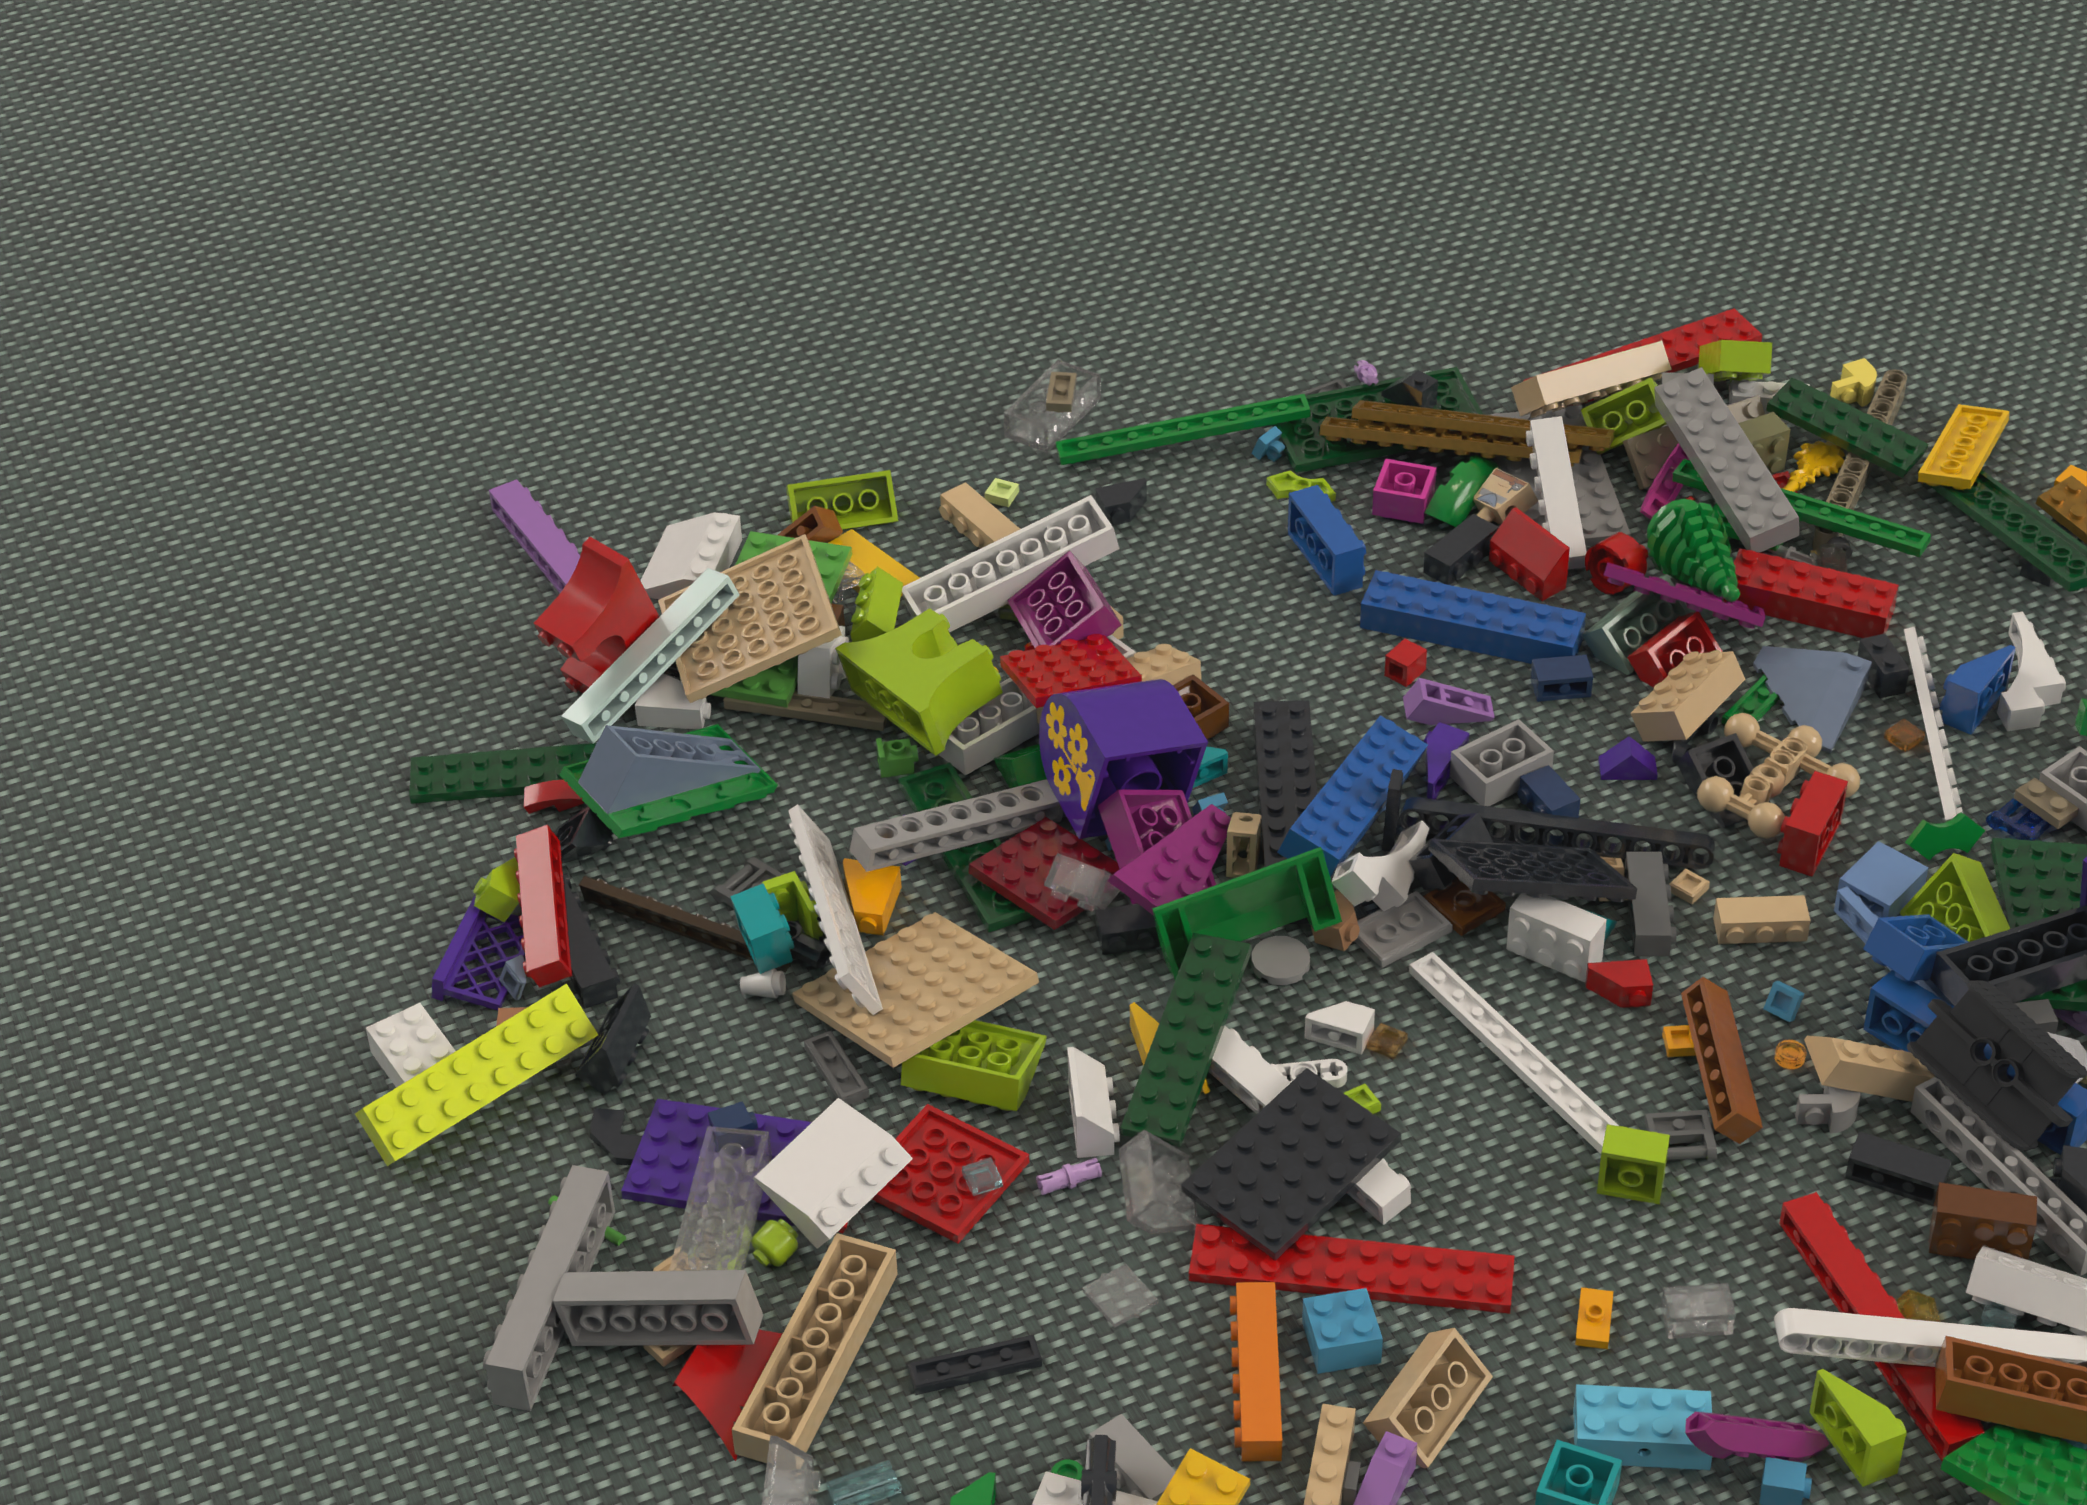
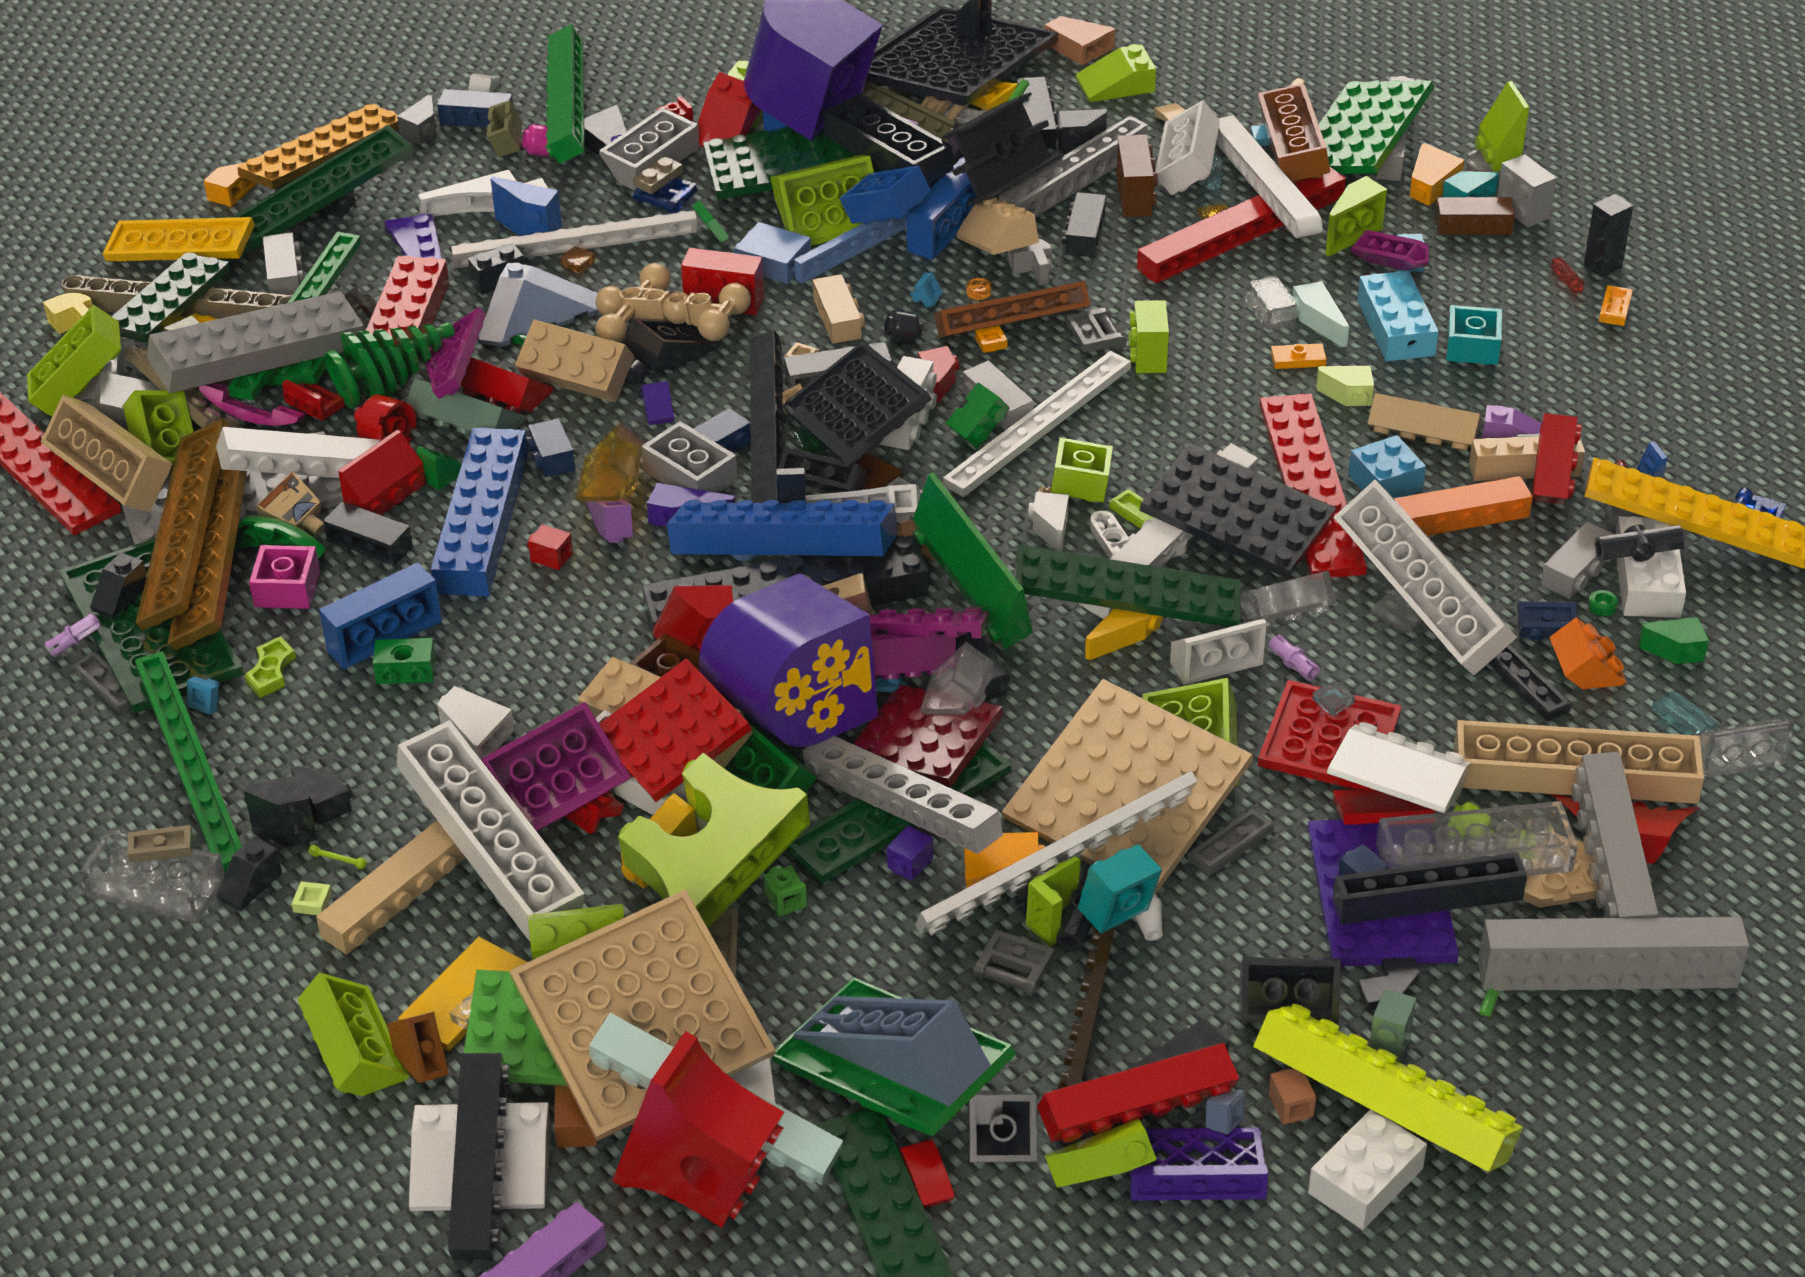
camera: 105 degrees left, 0 degrees up
(543, 1100) = (1393, 1023): none -> sand green brick
(676, 535) = (477, 1157): none -> black brick
(680, 1159) = (1429, 888): none -> black brick
(974, 1423) = (1587, 656): none -> orange slope
(1043, 1403) = (1543, 619): none -> dark blue bracket
(1044, 462) = (249, 873): none -> black slope
(1060, 501) = (315, 851): none -> lime hinge
(1090, 467) = (281, 810): none -> black slope
(1124, 1286) = (1425, 578): none -> white brick
(1174, 593) = (477, 719): none -> white slope
(1214, 703) = (691, 612): none -> red slope
(1271, 559) = (404, 660): none -> green brick
(1278, 1455) = (1556, 459): none -> red brick
(1408, 1058) = (1081, 469): none -> lime brick
(1498, 702) = (611, 467): none -> clear yellow slope
(1513, 1343) = (1346, 384): none -> yellowish green slope
(1520, 988) = (978, 415): none -> green brick
(1549, 590) = (438, 467): none -> green slope
(1569, 1022) = (998, 383): none -> brick
(1672, 1353) = (1320, 312): none -> light aqua slope
(1714, 964) = (903, 327): none -> black head
(1933, 516) = (283, 263): none -> brick
(1956, 621) = (415, 235): none -> wing

